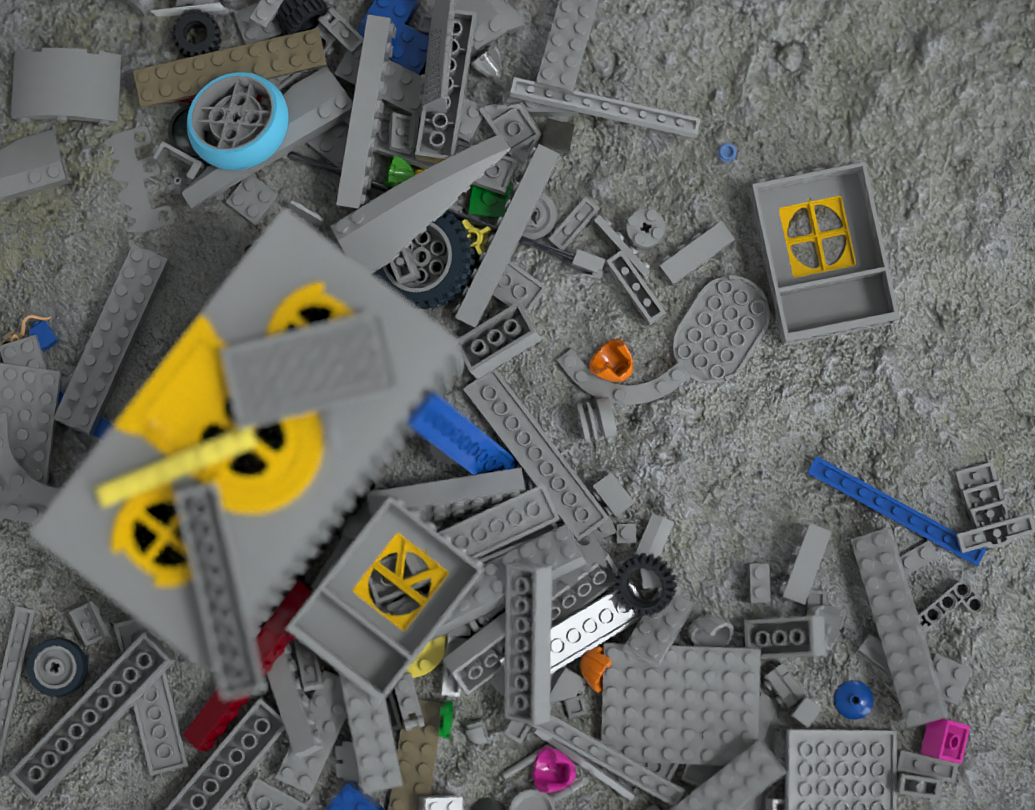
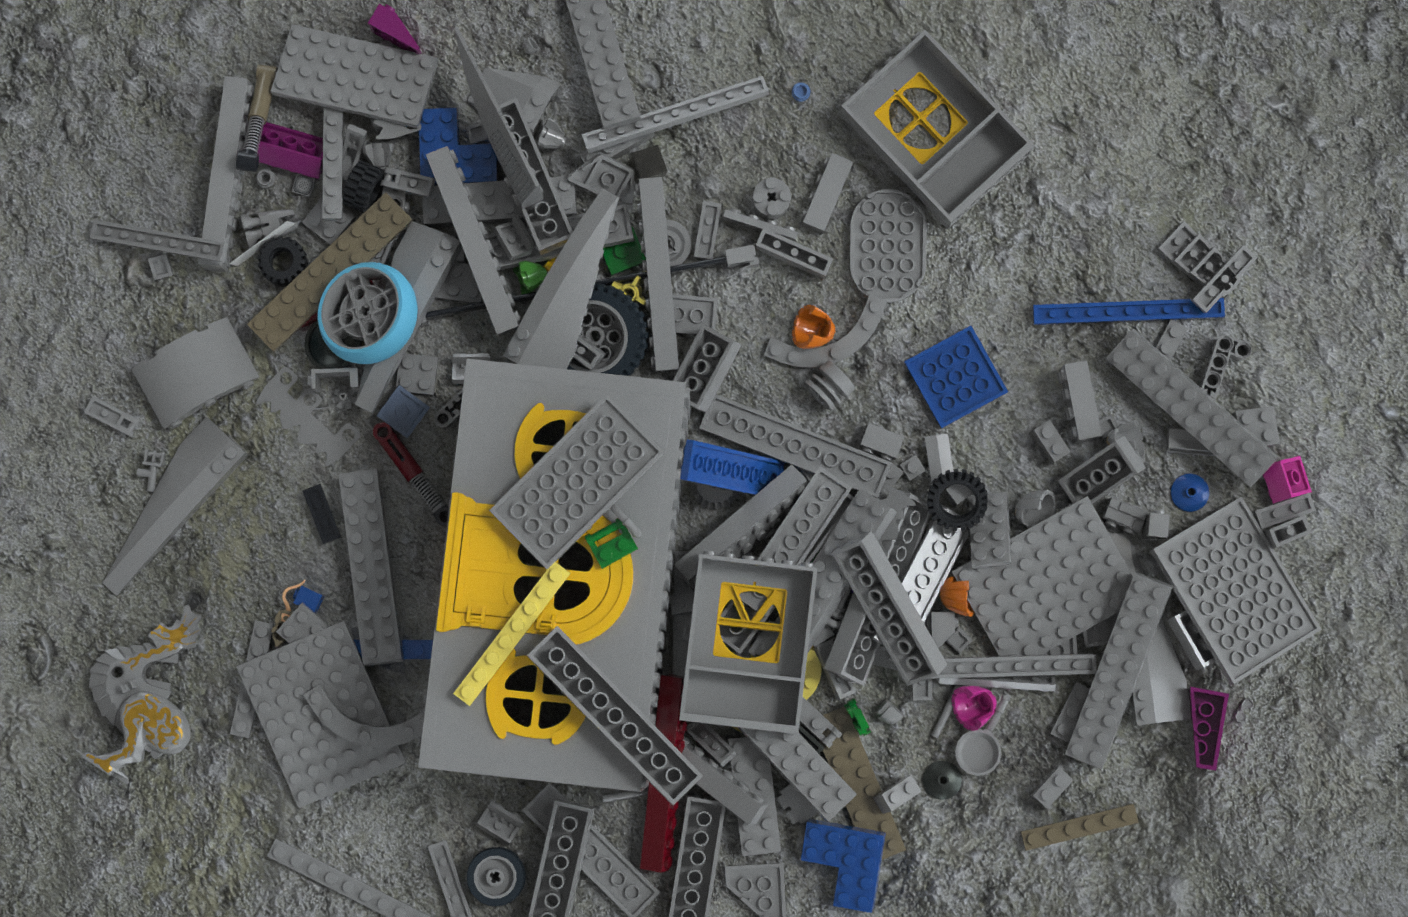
camera: 35 degrees left, 0 degrees up
(99, 270) = (322, 514): none -> black plate
(195, 268) = (411, 470): none -> piece
(220, 223) = (402, 411): none -> sand blue plate
(308, 447) = (613, 549): none -> green plate
(711, 478) = (956, 377): none -> blue plate

